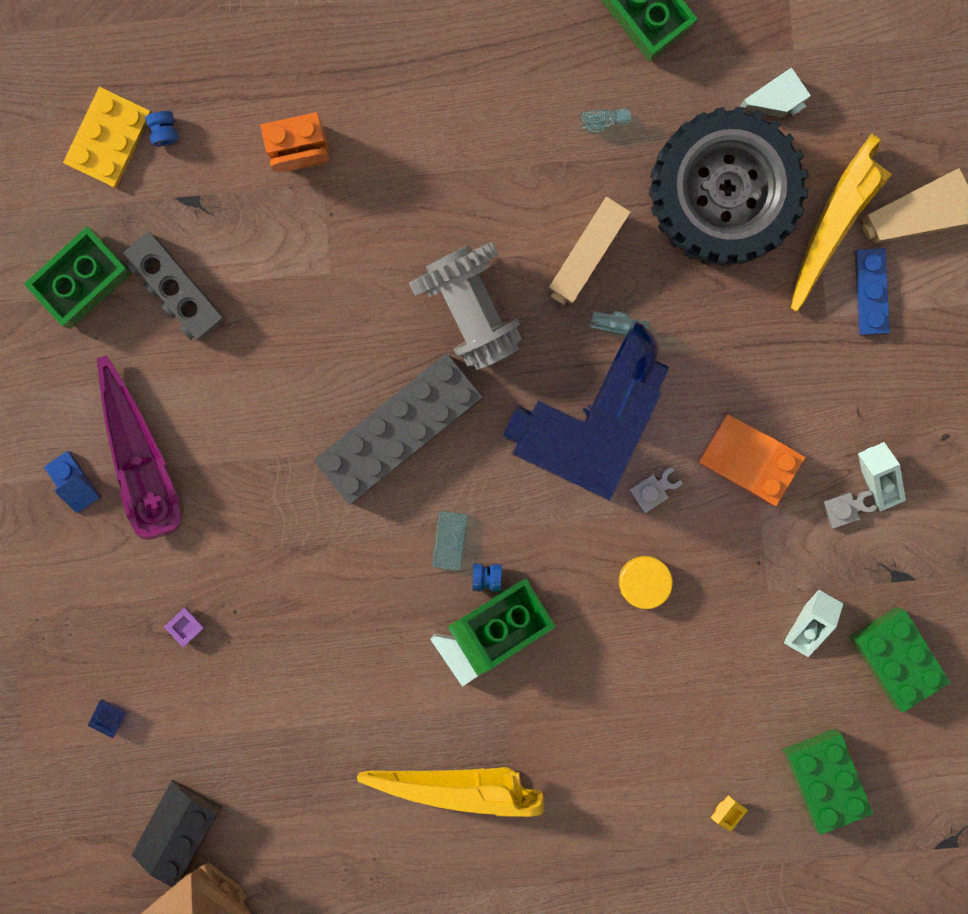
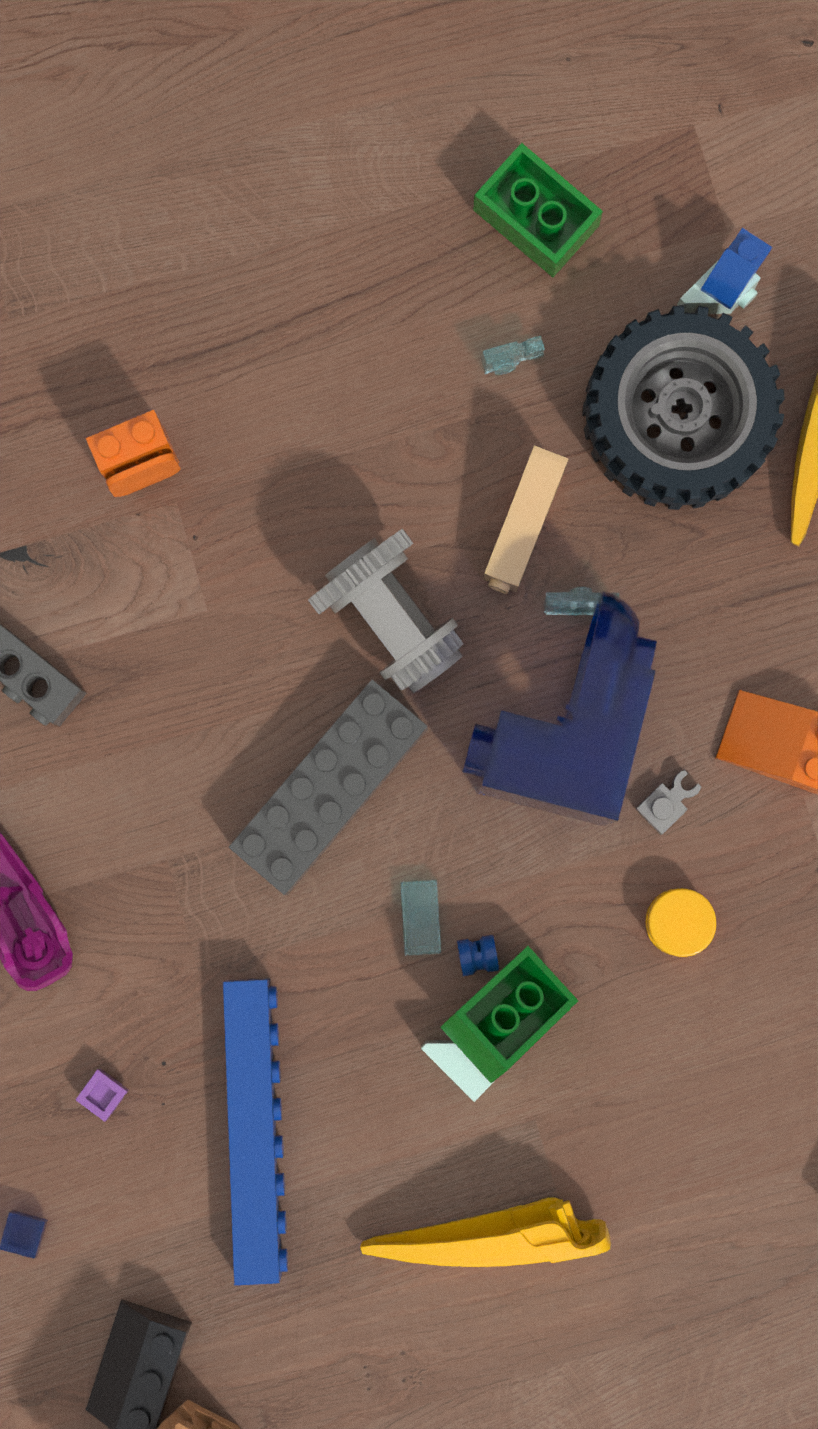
camera: 10 degrees left, 5 degrees down
(292, 675) = (253, 1131): none -> blue brick
(792, 85) = (736, 268): none -> blue slope

